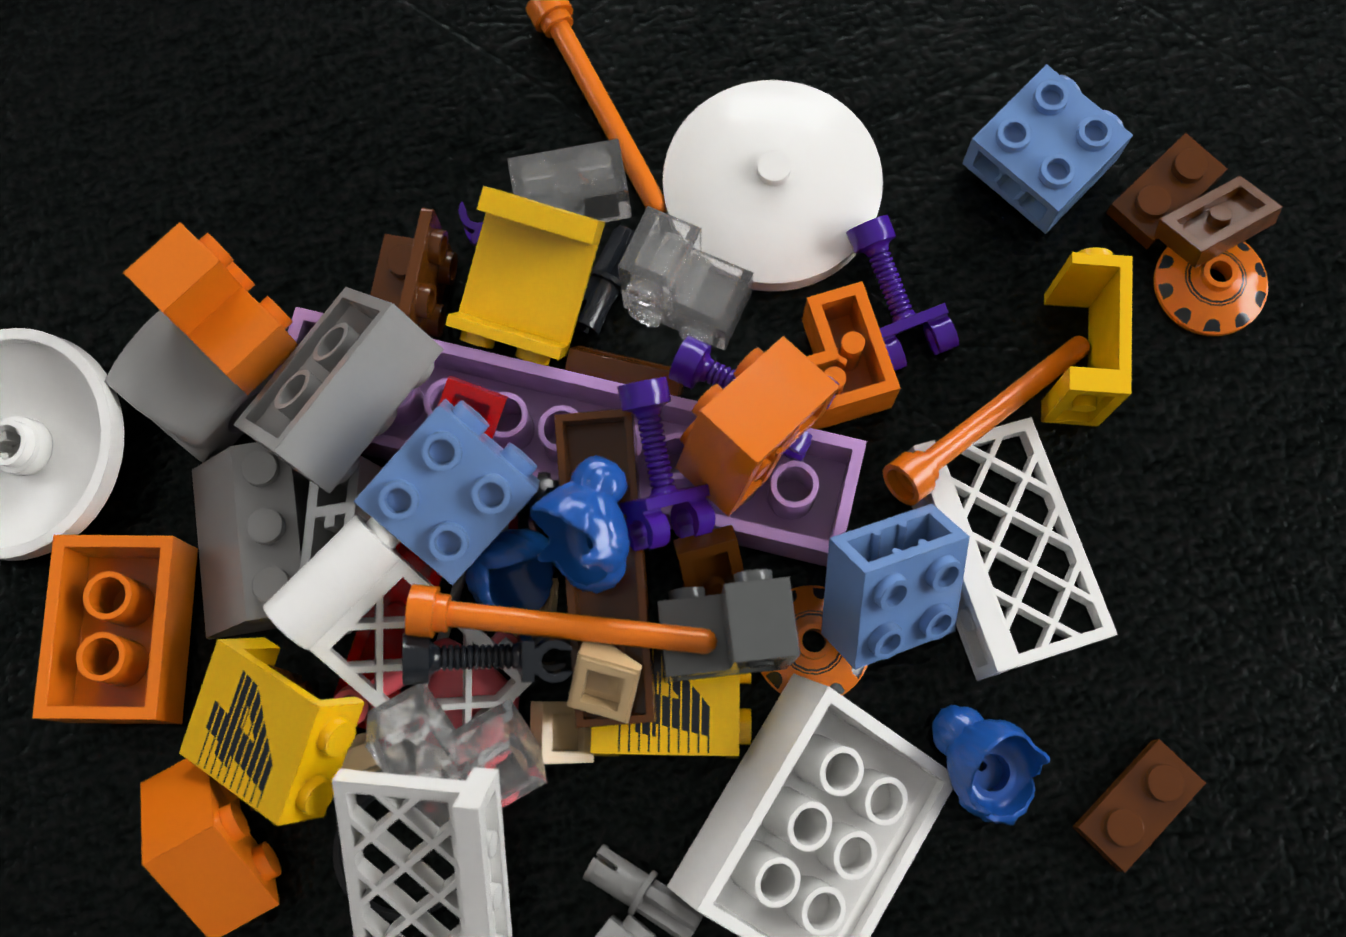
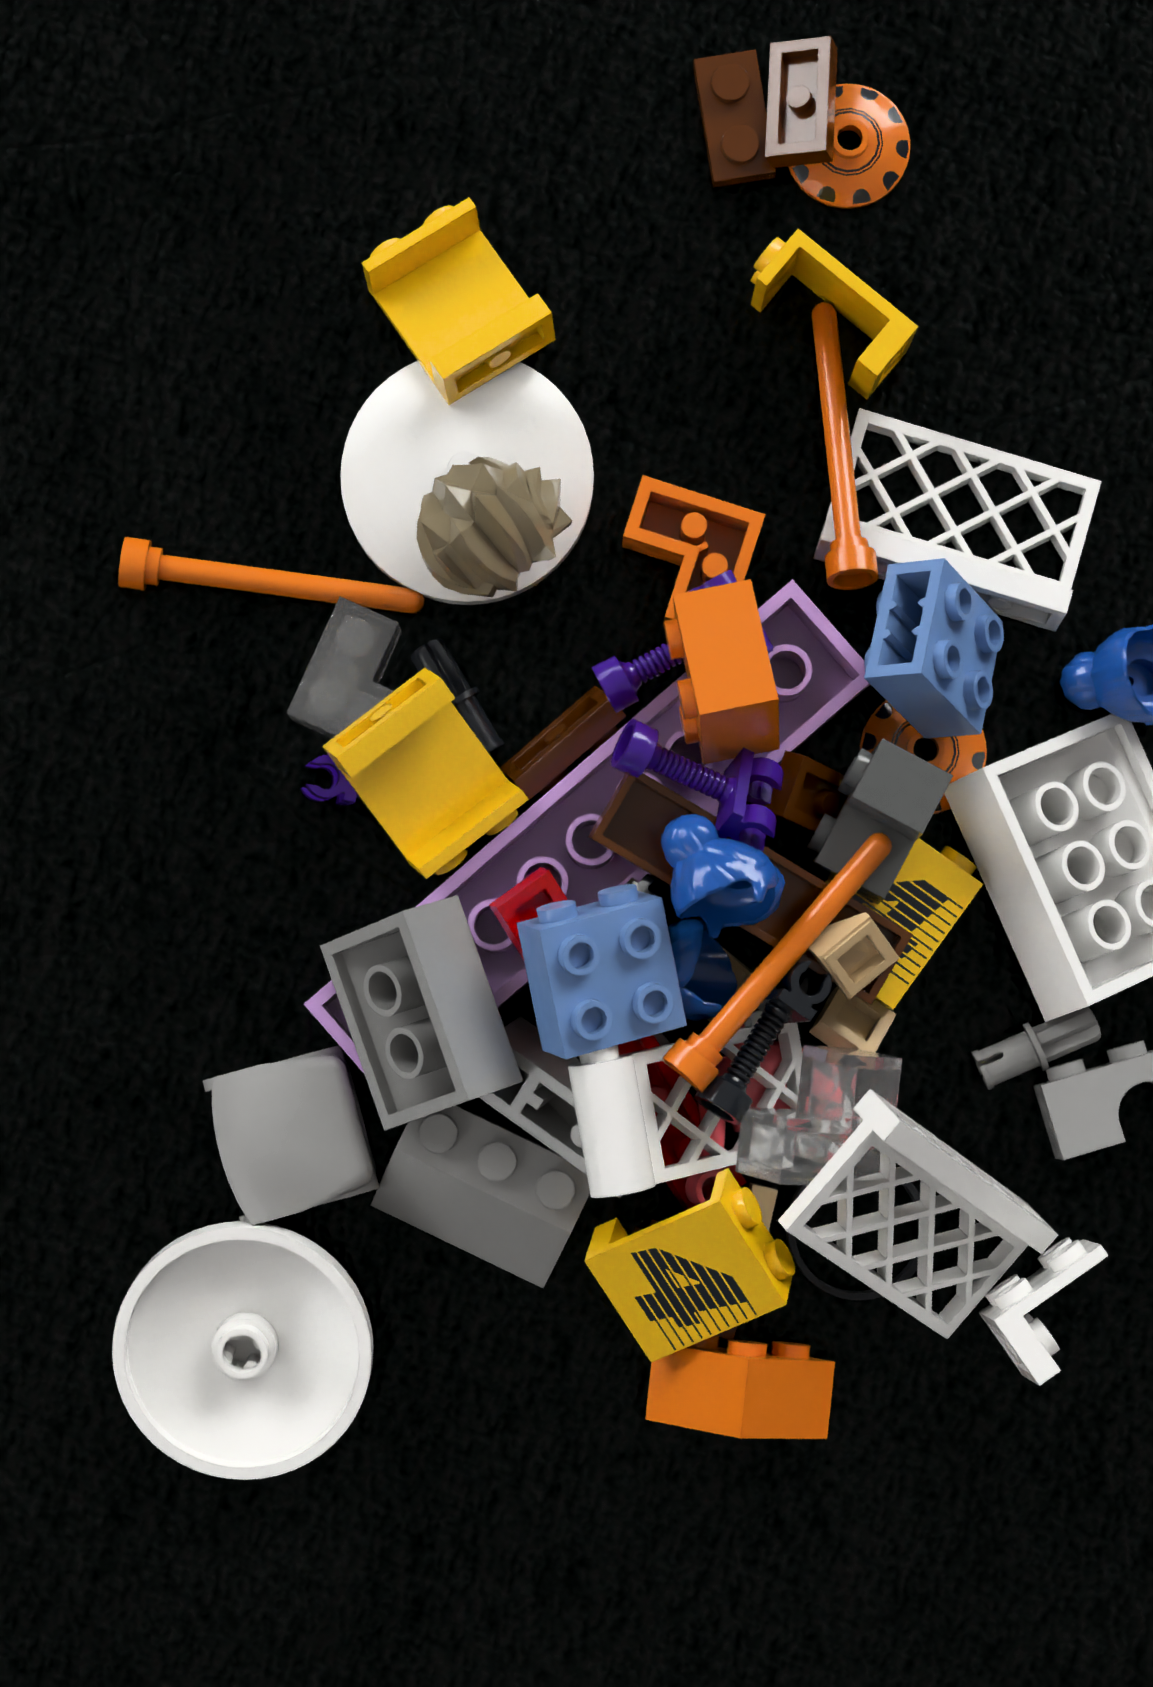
camera: 60 degrees left, 10 degrees up
(116, 630) = (493, 1358): orange brick -> none
(211, 304) = (279, 1076): orange brick -> none
(416, 271) = (329, 885): reddish brown bracket -> none
(679, 285) = (522, 632): clear brick -> none
(744, 197) = (488, 525): none -> dark tan hair
(873, 240) = (599, 429): dark purple bar -> none
(890, 85) = (456, 301): none -> yellow panel
(1046, 148) = (623, 202): medium blue brick -> none

